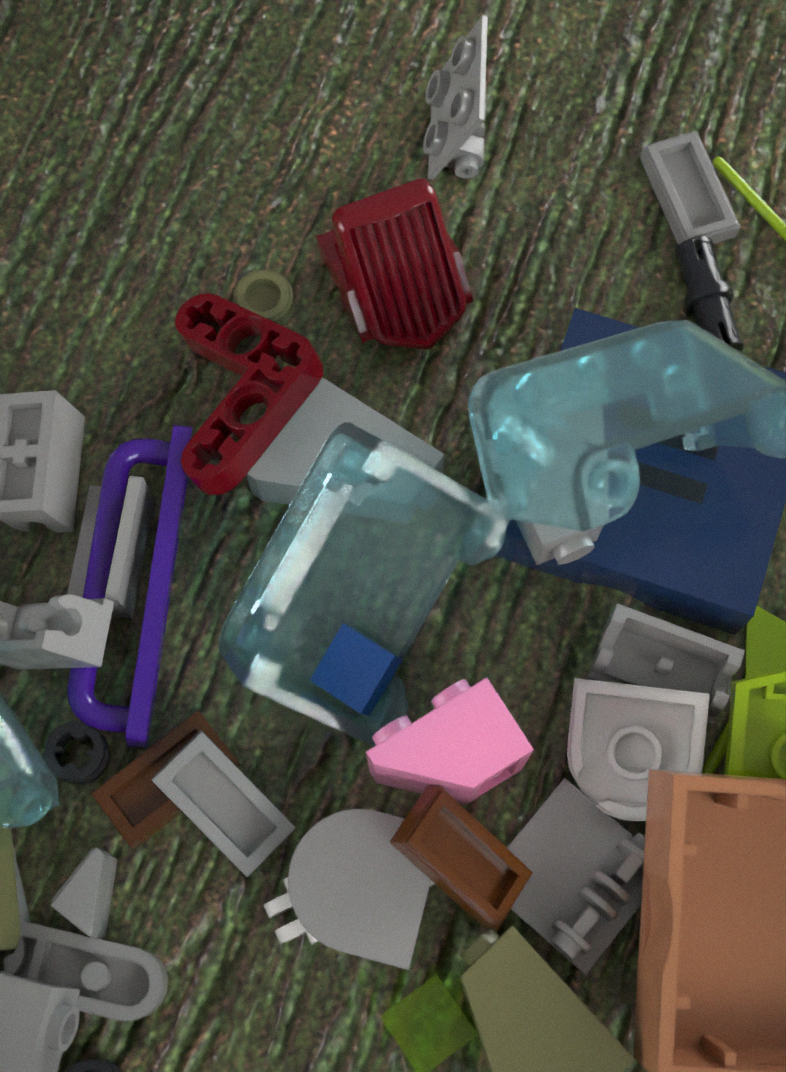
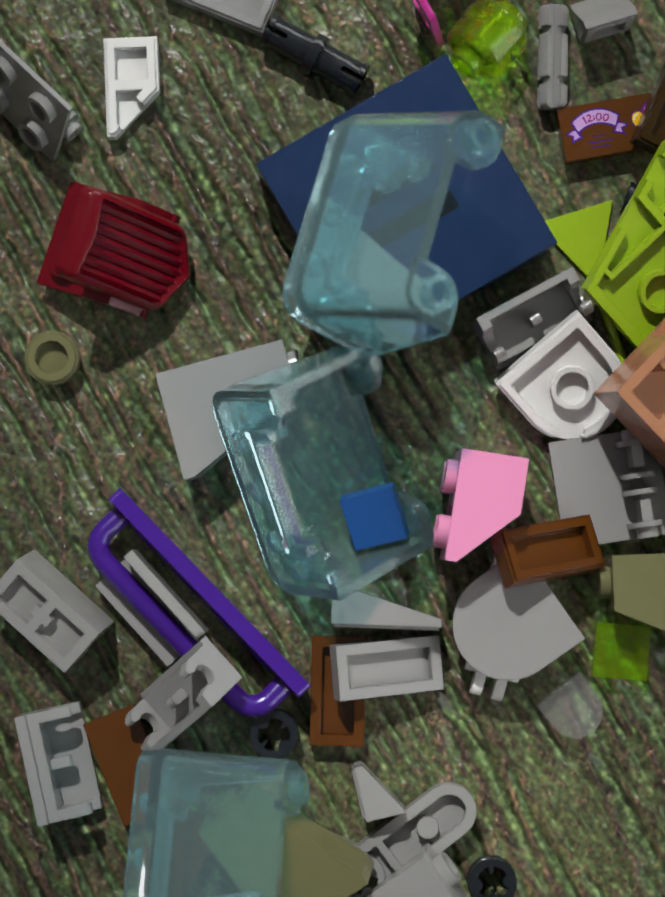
camera: 50 degrees left, 15 degrees up
(258, 732) = (368, 611): none -> light grey slope
(260, 382) = (129, 416): dark red beam -> none
(332, 1025) = (573, 707): none -> clear tile
(547, 181) = (130, 80): none -> white tile

